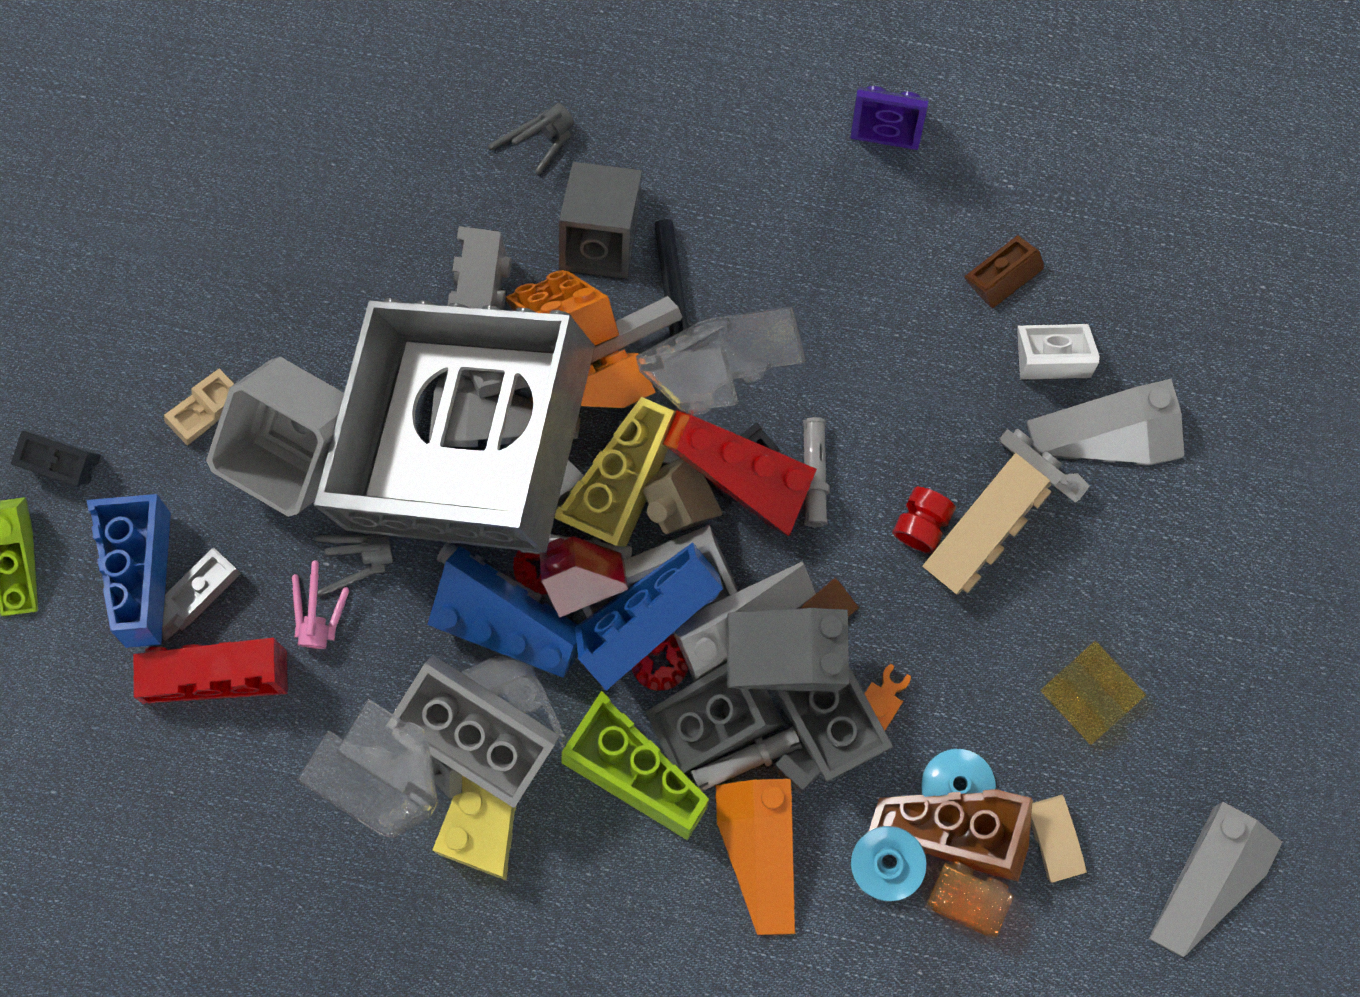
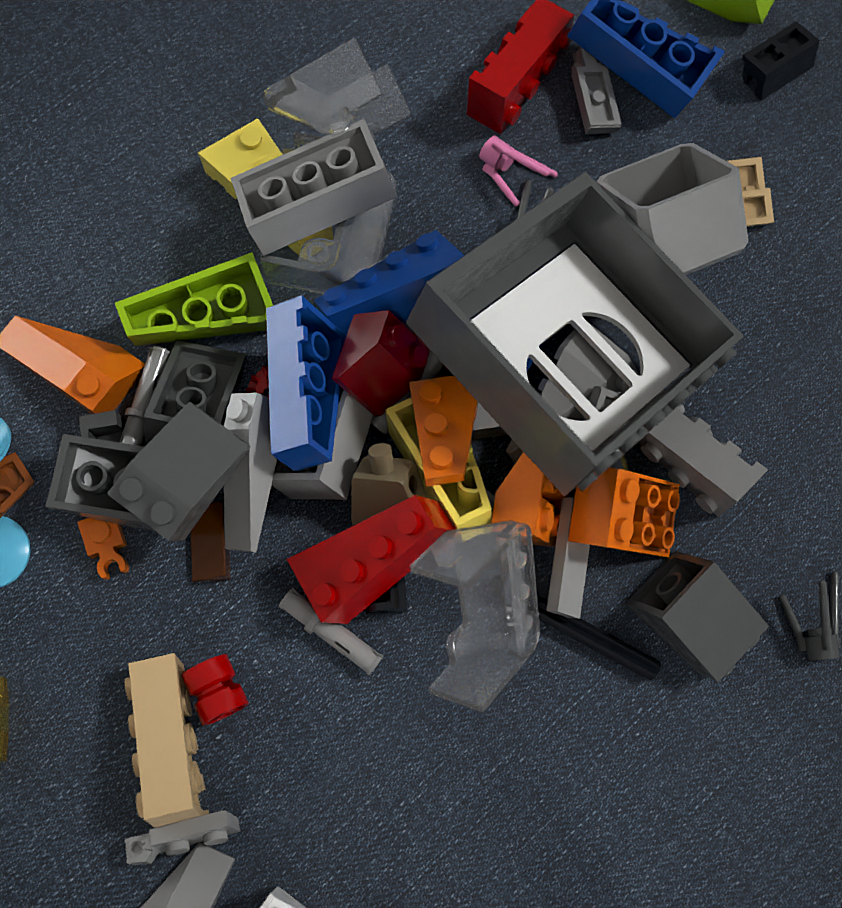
camera: 125 degrees right, 0 degrees up
(601, 483) = (444, 427): none -> orange wing

